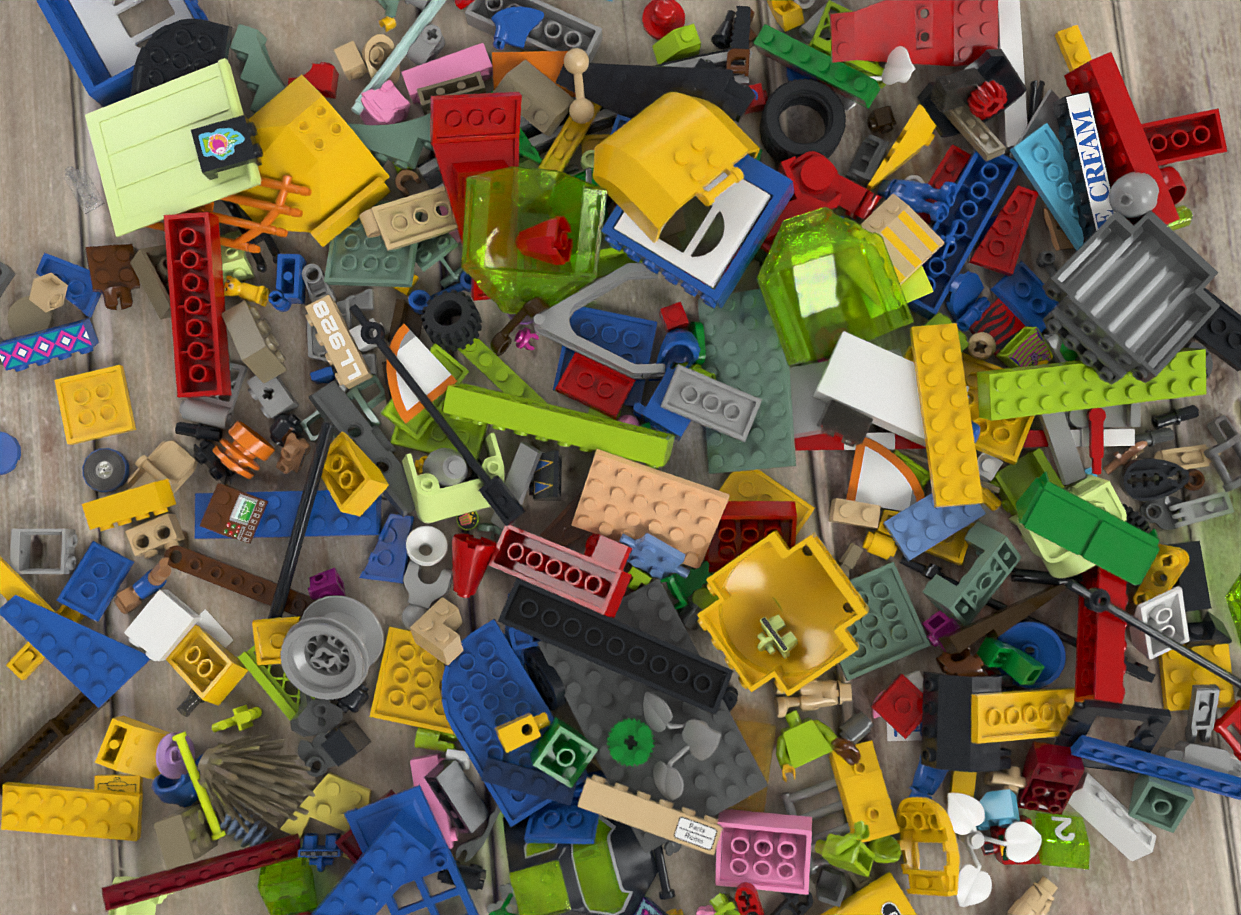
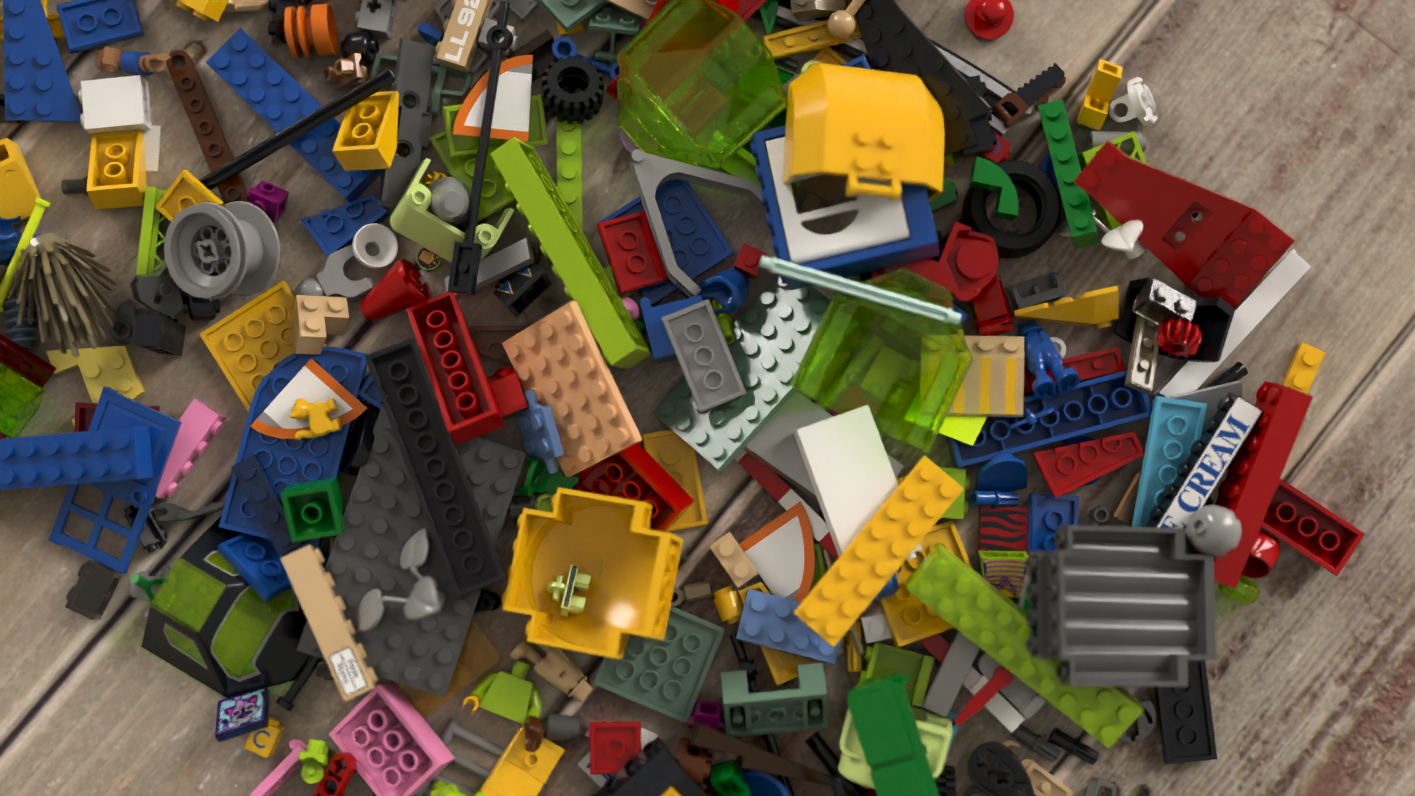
camera: 45 degrees right, 0 degrees up
(154, 531) = (181, 27): tan brick -> none
(169, 757) = (14, 220): lavender dish -> none
(233, 513) = (252, 72): reddish brown slope -> none
(242, 718) = (103, 237): neon yellow arm -> none
(312, 849) = (55, 389): blue hips -> none
(431, 739) = (229, 401): lime hinge -> none
(457, 796) = (202, 461): brick -> none
(460, 756) = (231, 435): white tile -> none
(488, 527) = (438, 281): sand green piece -> none
(490, 690) = (314, 386): none -> sticker
(501, 340) = (596, 144): dark brown piece -> none
(506, 691) = (318, 418): none -> yellow animal
(511, 734) = (288, 454): yellow torso -> none
(522, 339) = (615, 159): dark pink plate -> none
(547, 241) = (707, 101): red cone -> none
(619, 750) = (356, 550): green brick -> none
(638, 577) = (513, 437): lime tile -> none
(677, 44) = (977, 47): lime slope -> none
(697, 329) = (756, 291): green tile -> none
(722, 36) = (1022, 75): black cone -> none
(772, 261) = (859, 290): none -> light aqua piece
(775, 112) = (991, 177): none -> green brick
(844, 422) = (793, 478): clear smoke brick -> none
(881, 120) = (1081, 271): dark brown plate -> none
(983, 338) = (980, 527): tan piece -> none
(1122, 459) = (994, 735): nougat piece -> none

